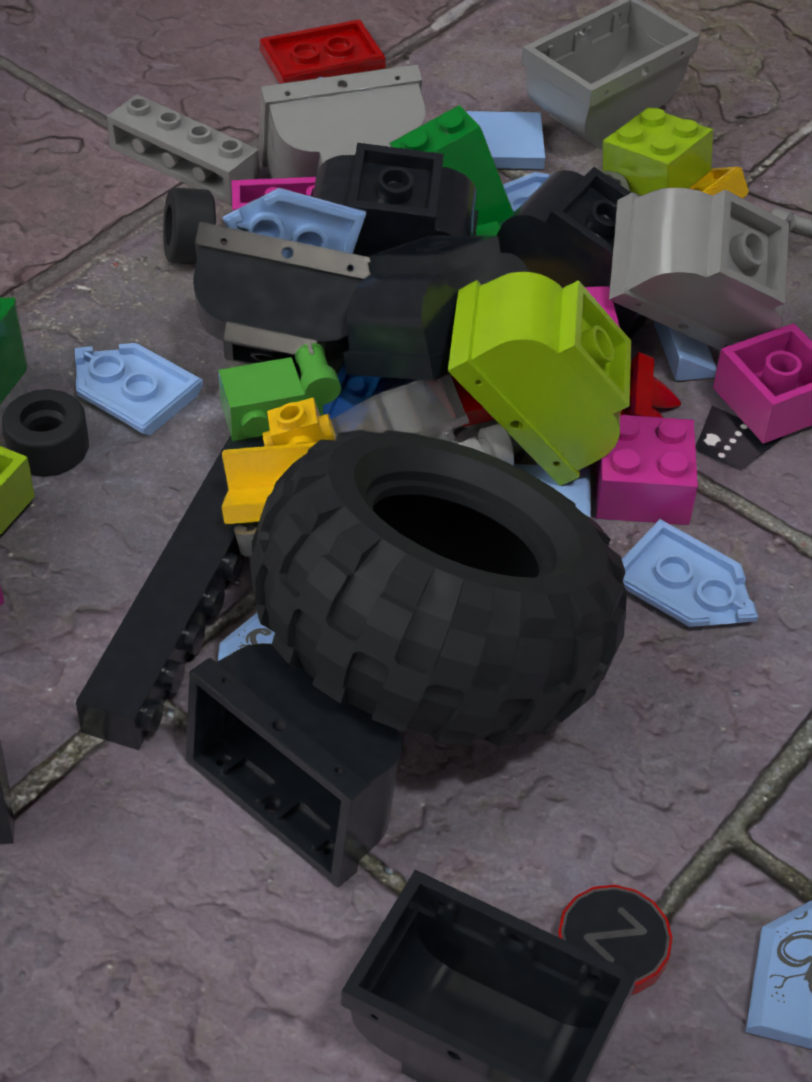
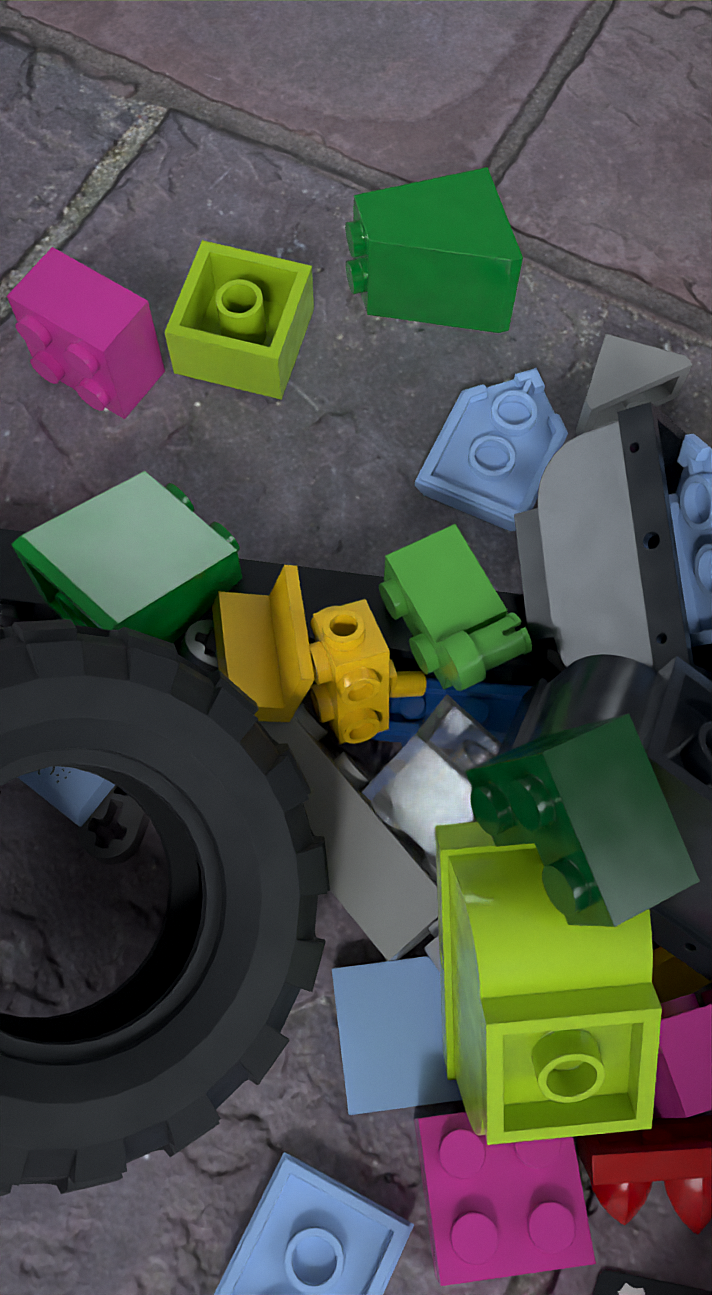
camera: 80 degrees right, 20 degrees up
(47, 429) = (374, 347): black tyre -> none
(107, 305) = (628, 377): none -> light grey slope
(188, 554) = (131, 560): none -> slope
(463, 264) = (592, 816): none -> dark green brick

